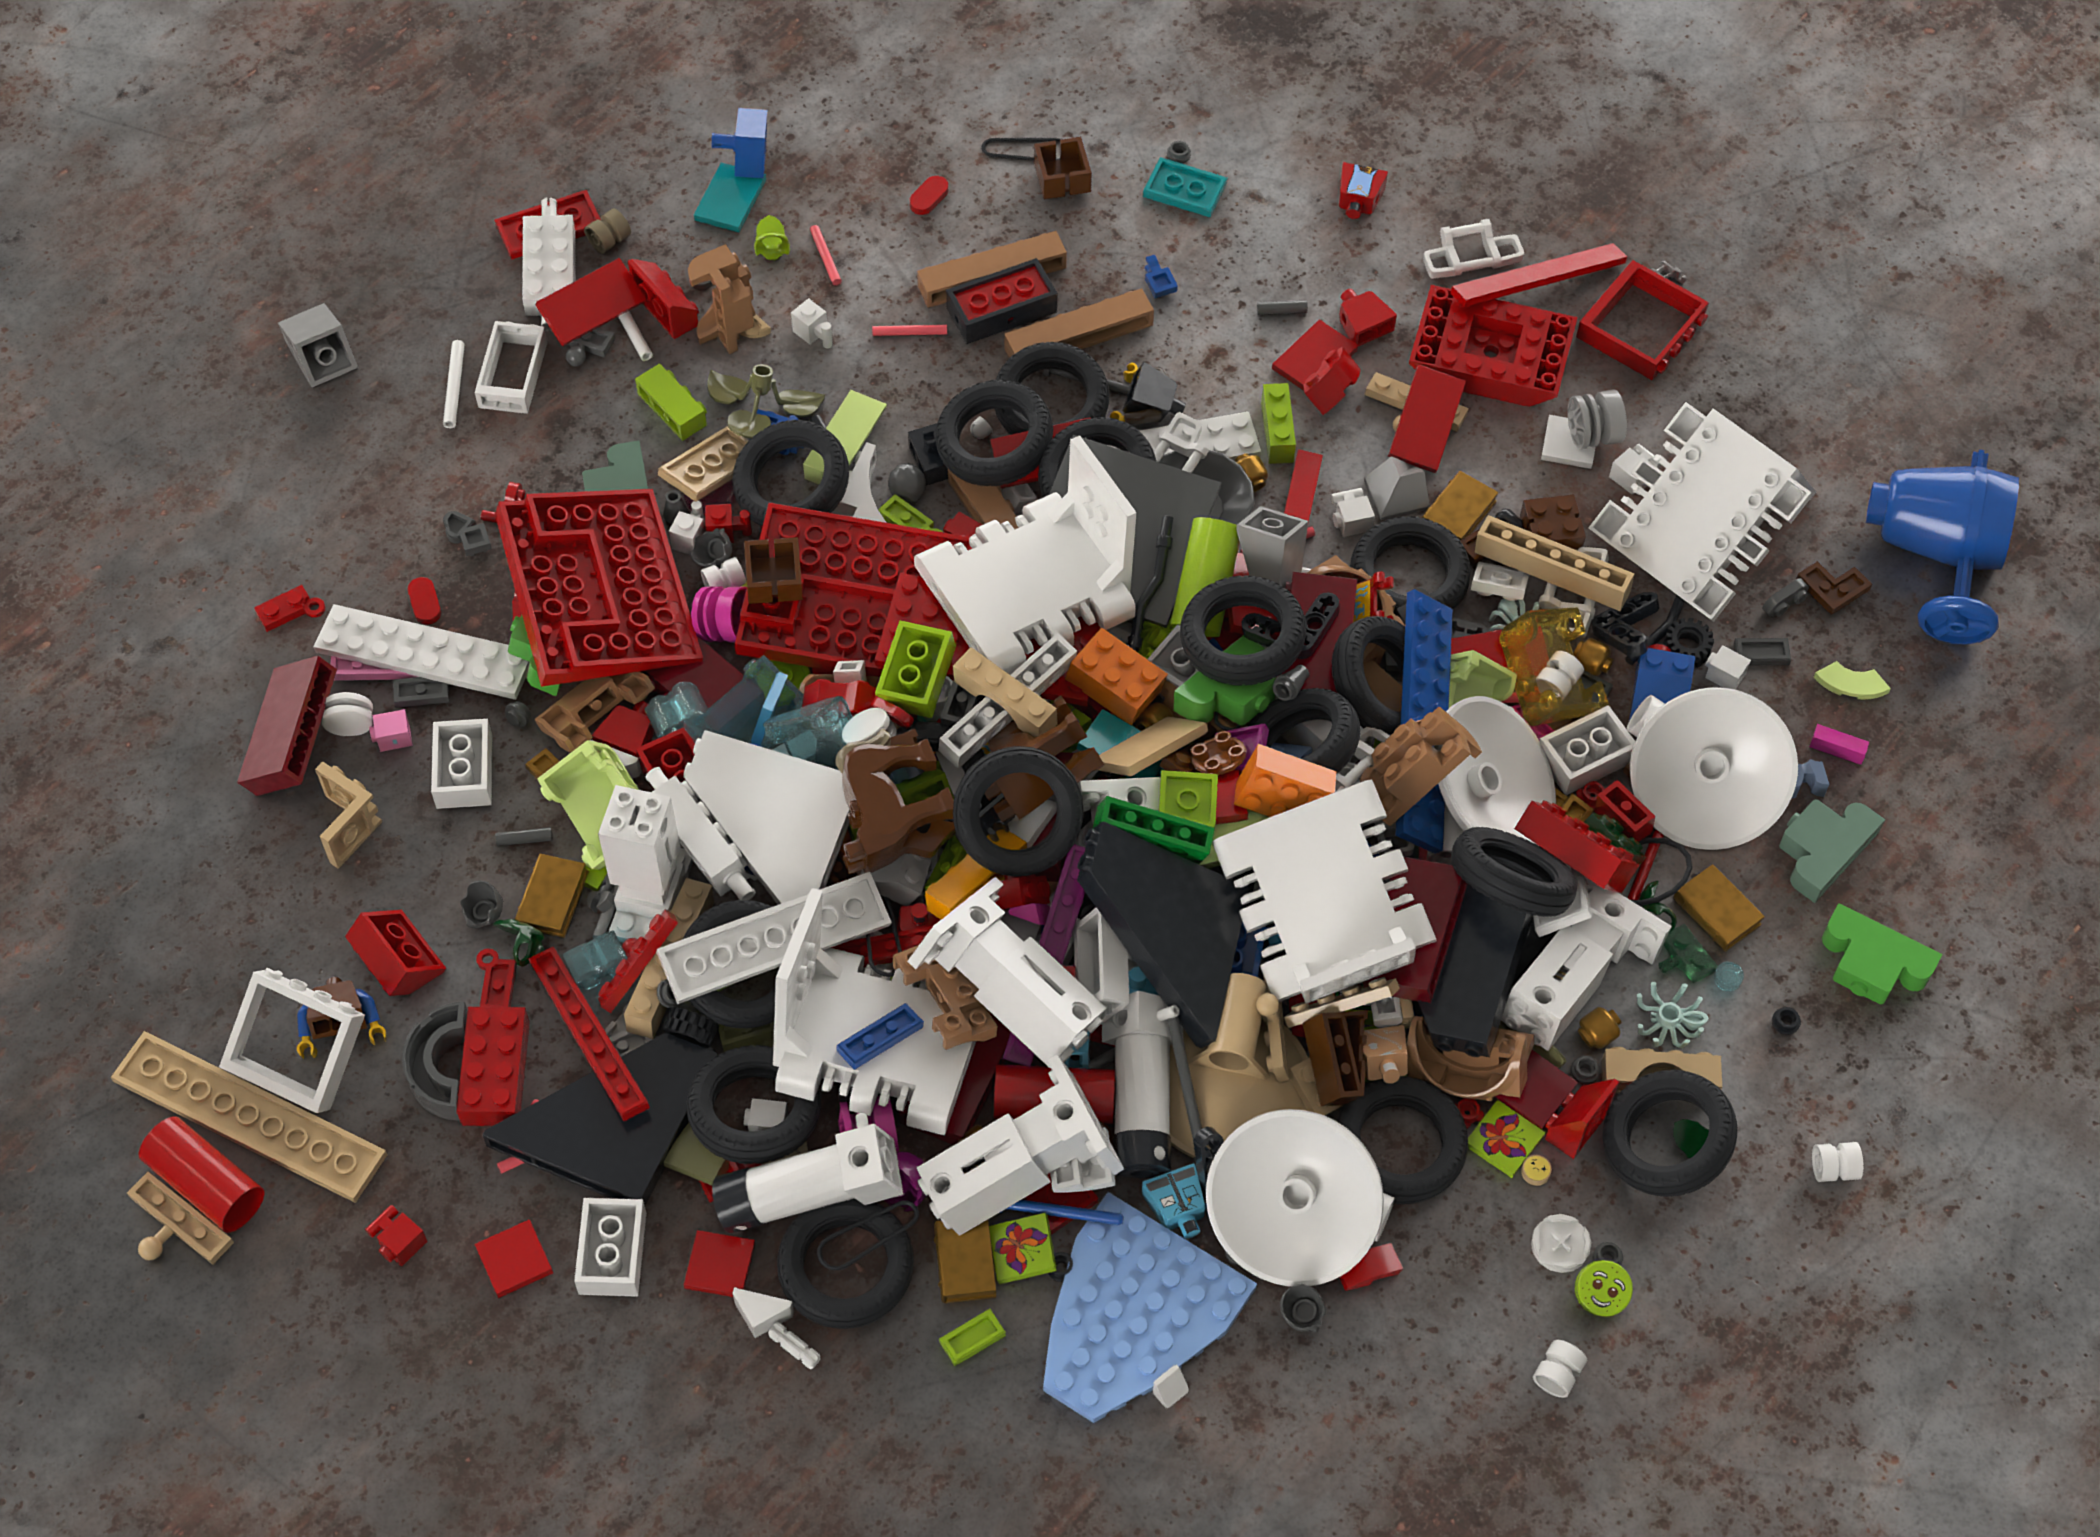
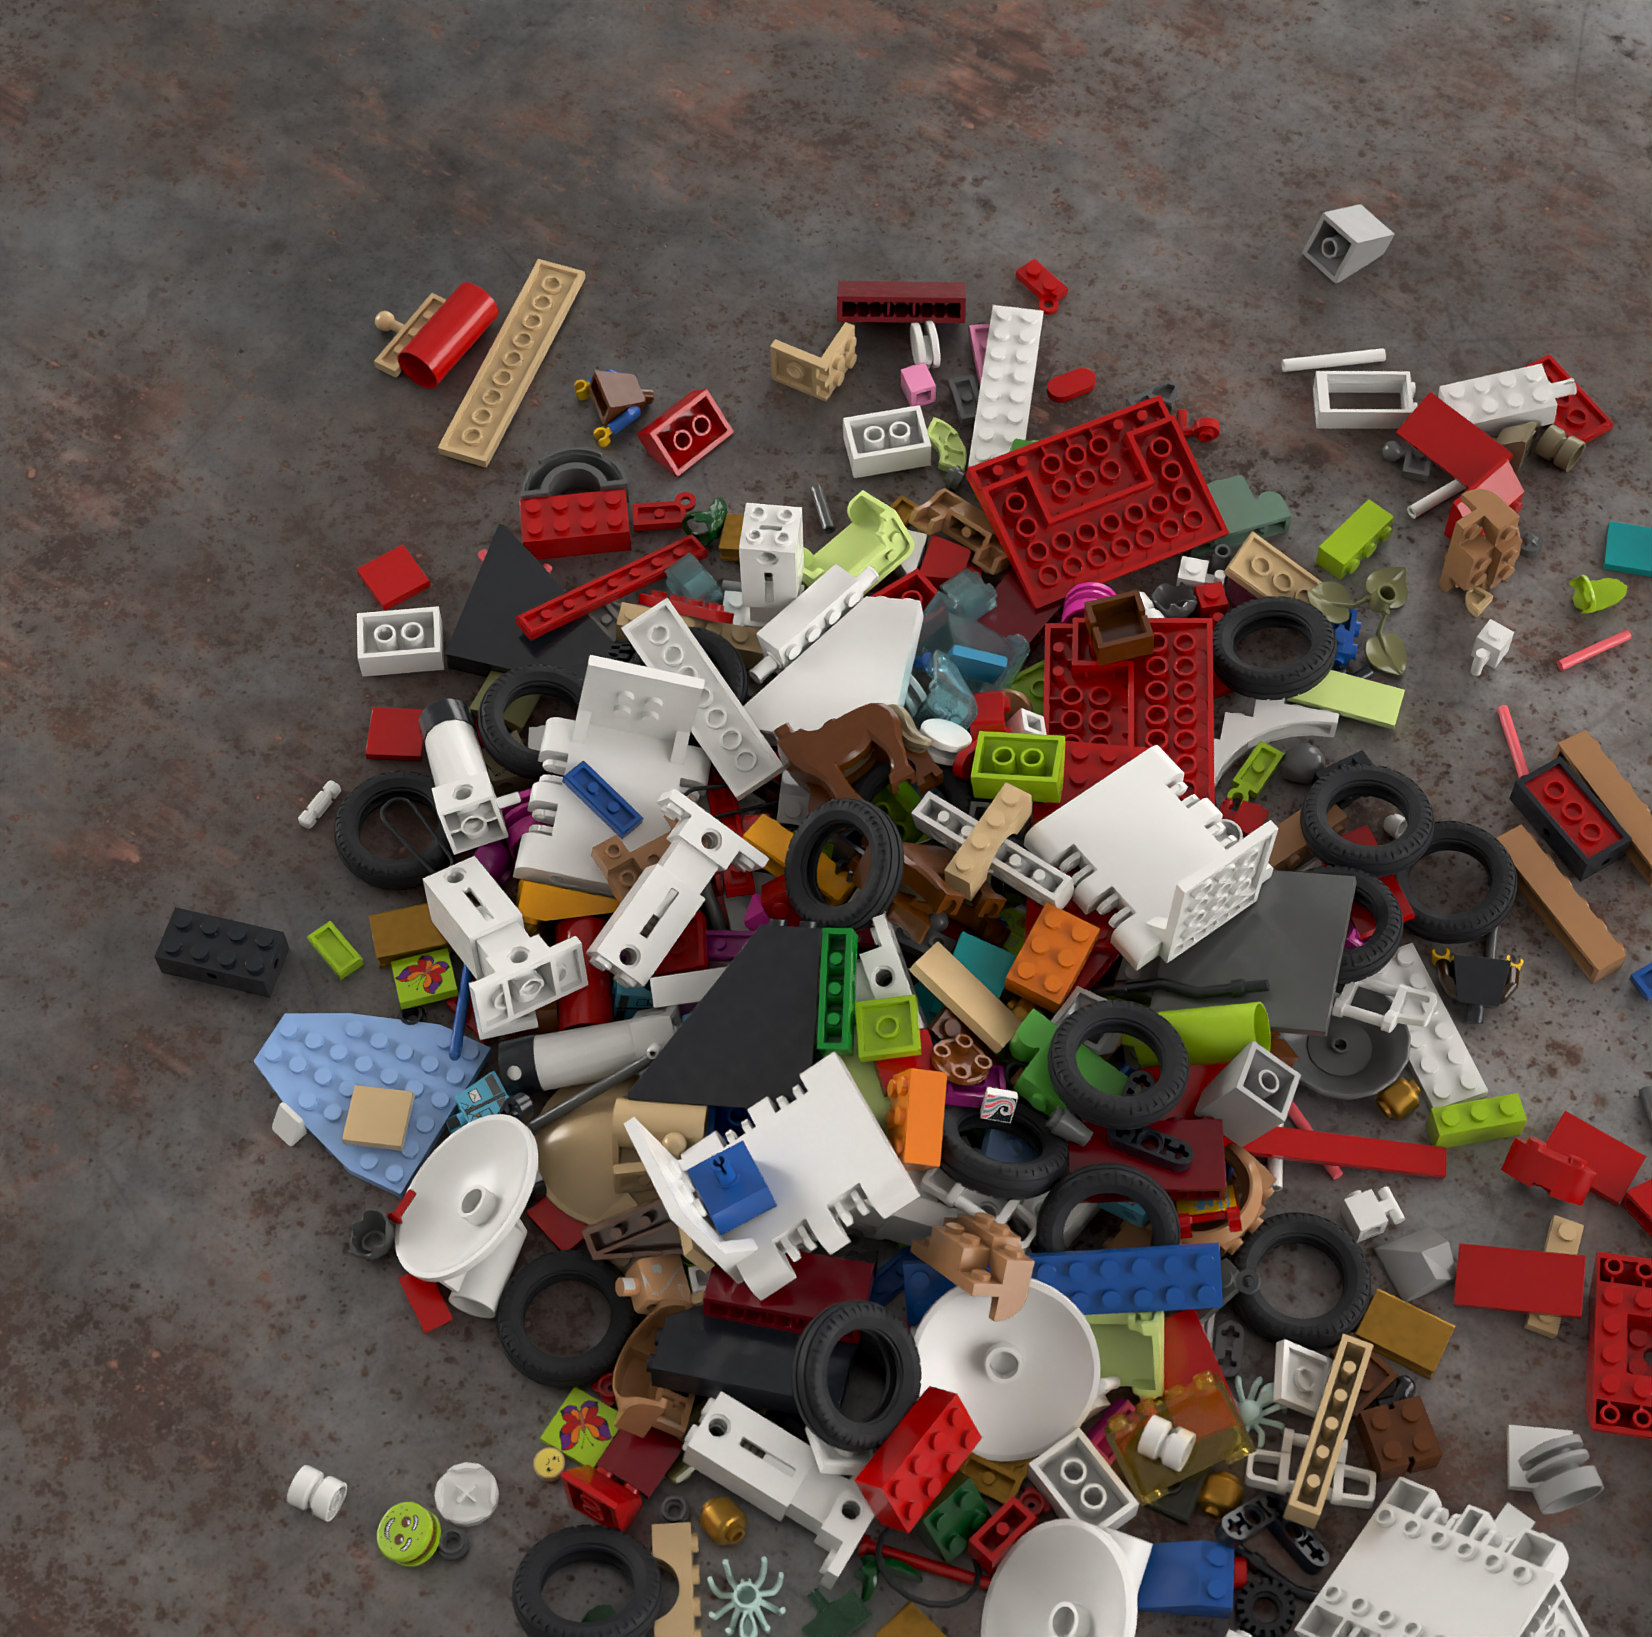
camera: 85 degrees right, 0 degrees up
(350, 1020) = (537, 397): white window -> none
(398, 1238) = (405, 489): red brick -> none
(481, 904) = (740, 486): dark grey hair -> none
(482, 710) = (947, 444): none -> yellowish green tile
(595, 251) = (1519, 441): none -> dark tan slope
(761, 1310) = (348, 766): white slope -> none
(965, 1445) = (222, 952): none -> black brick
(978, 1097) = (550, 902): none -> light orange wedge
(1178, 1294) = (378, 1118): none -> tan tile
(1269, 728) = (998, 1105): none -> tile
(1287, 1280) = (396, 1216): none -> red piece
(1342, 931) = (732, 1187): none -> blue brick

